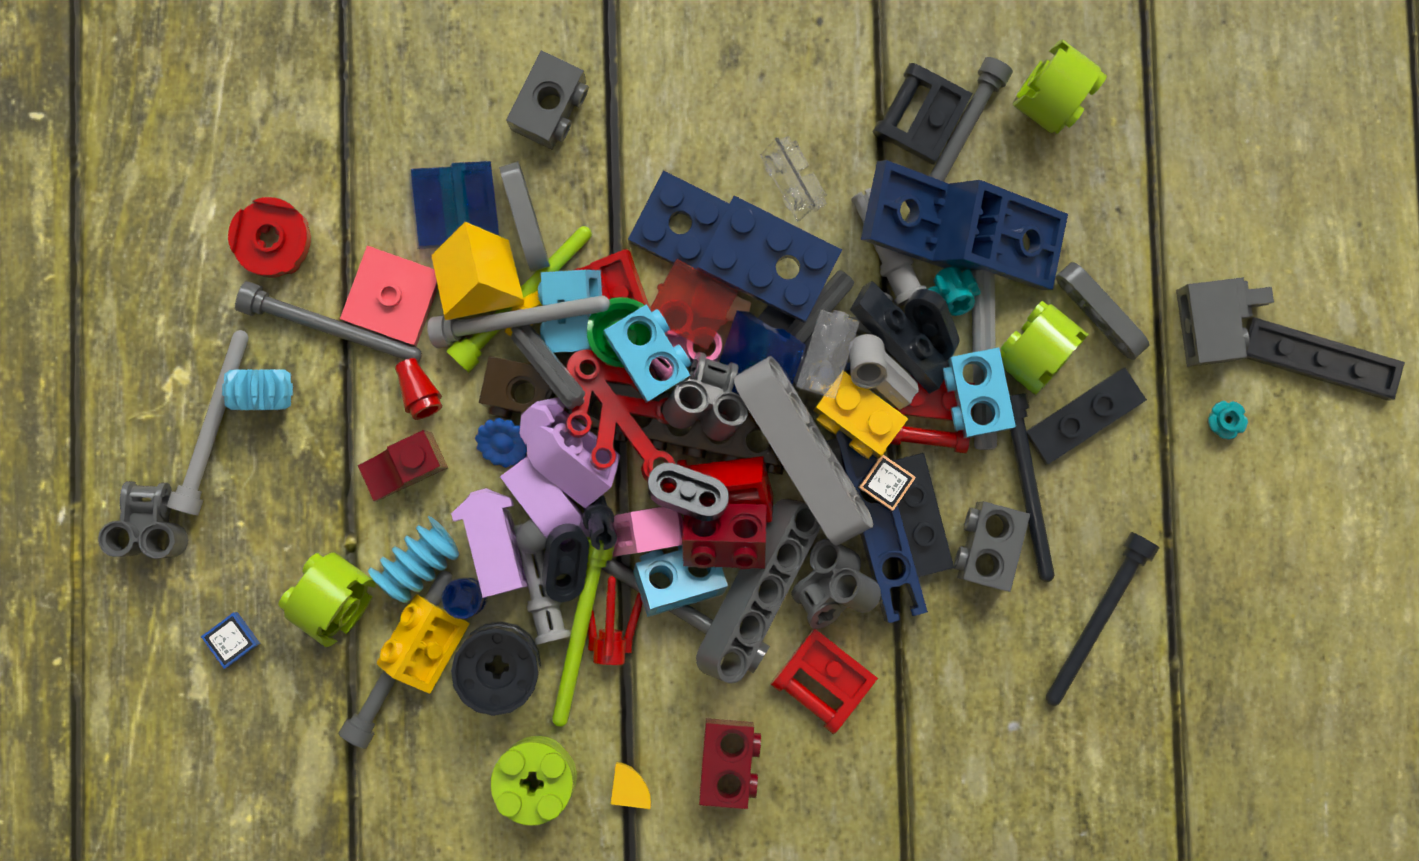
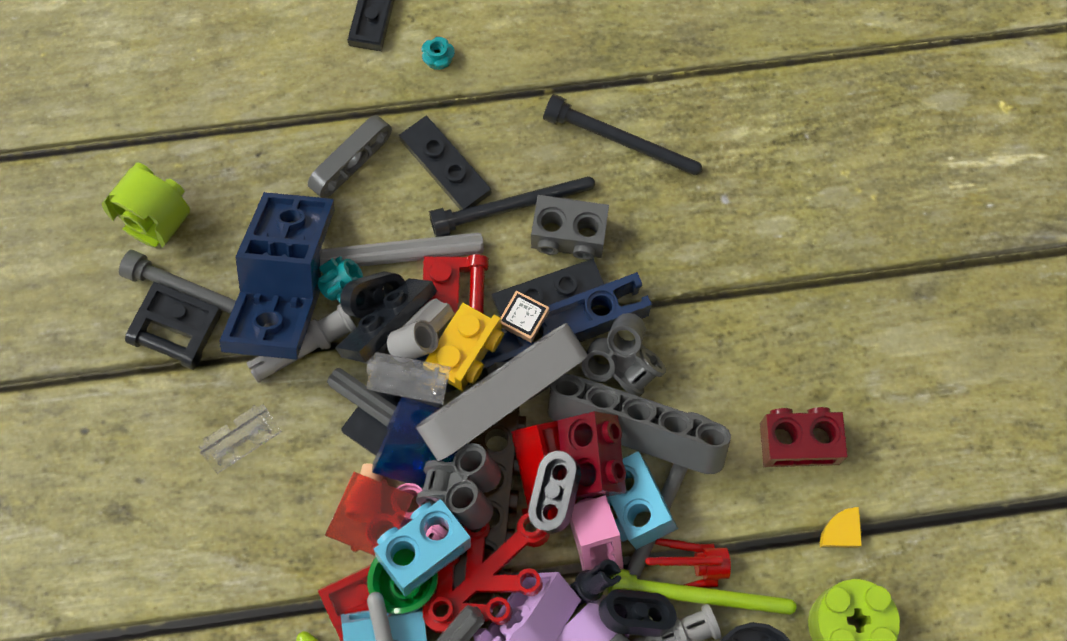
camera: 95 degrees left, 15 degrees down
(735, 245) = (307, 483): dark blue bracket -> none
(833, 670) = (701, 353): red plate -> none
(991, 391) = (430, 235): medium azure brick -> none
(1042, 348) = (387, 198): lime brick -> none
(1213, 319) = (351, 68): dark grey hinge -> none

